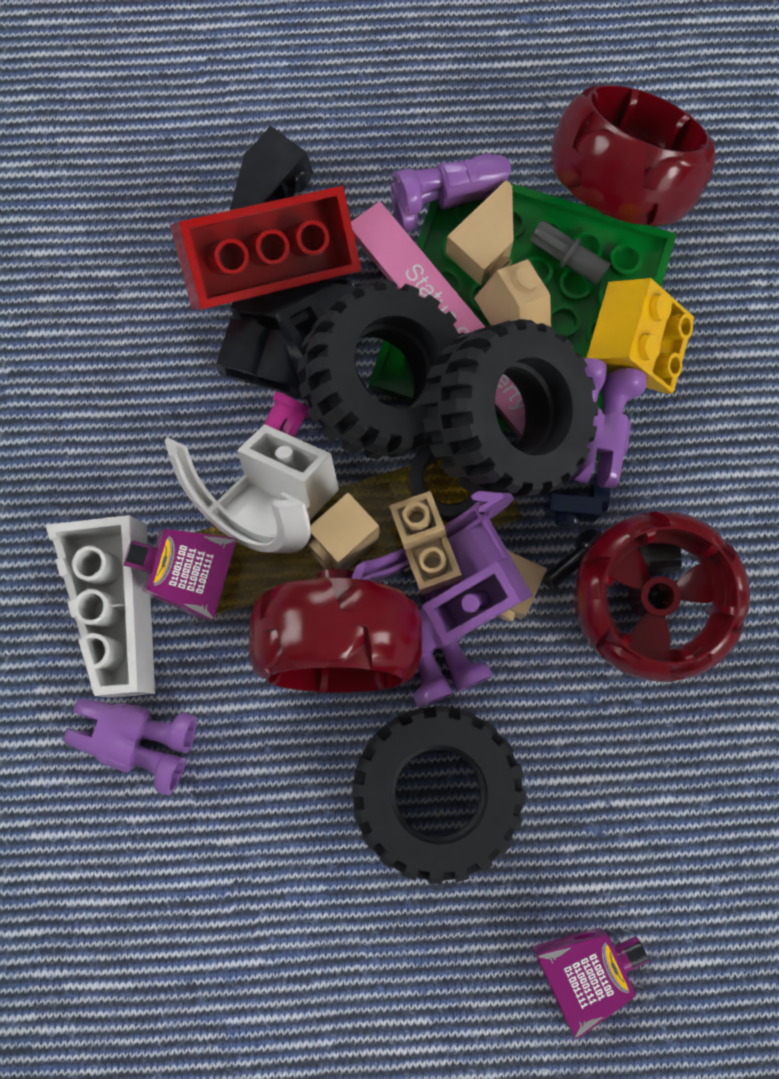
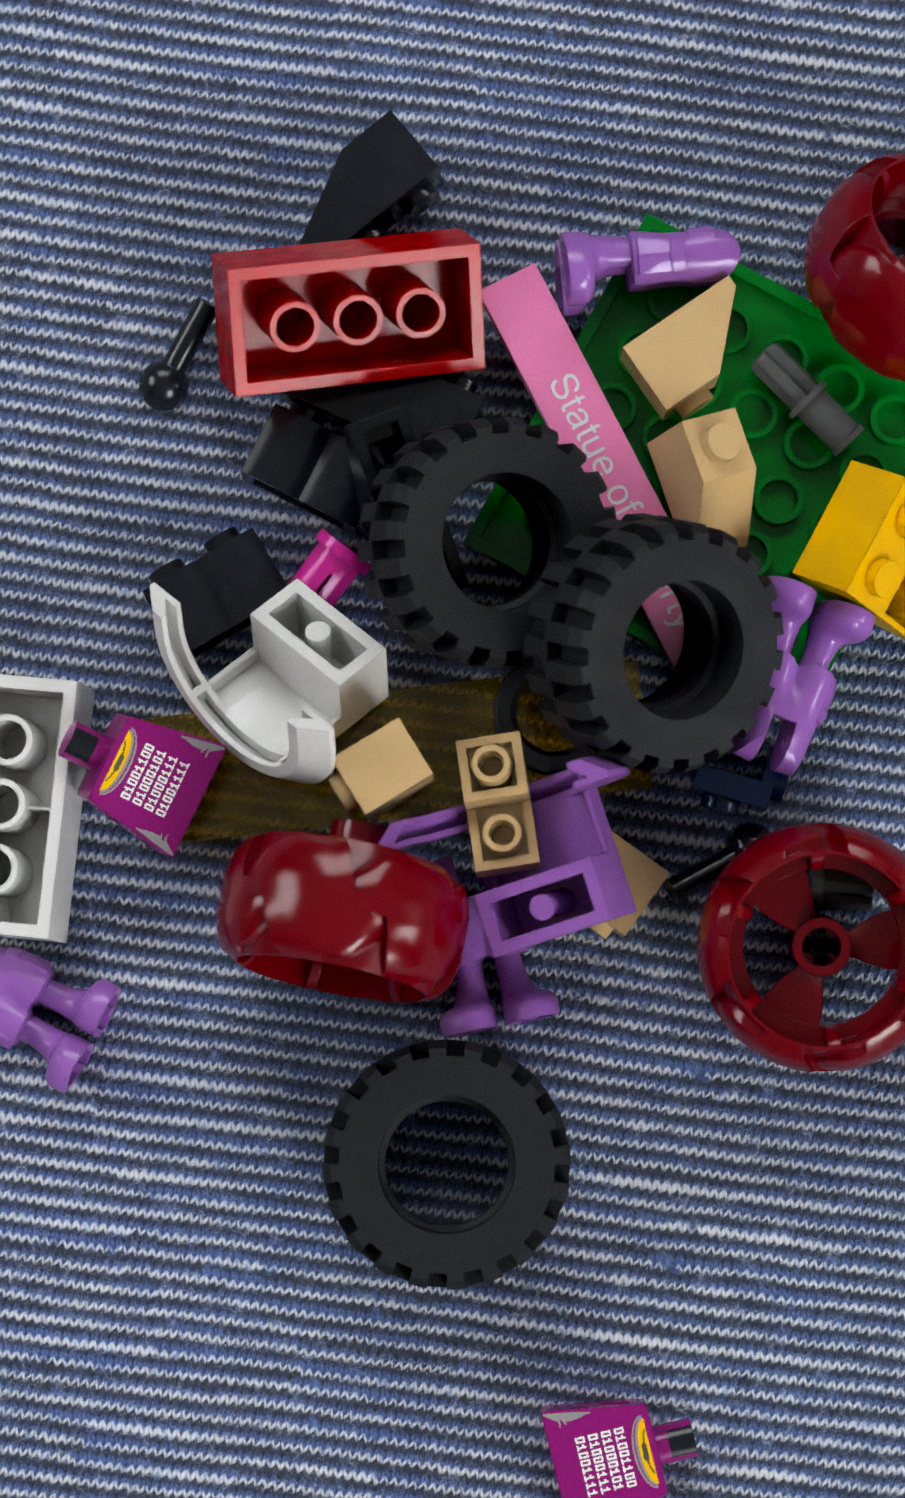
camera: 15 degrees right, 5 degrees up
(159, 324) = (164, 382): none -> black bar
(216, 442) = (220, 587): none -> black brick

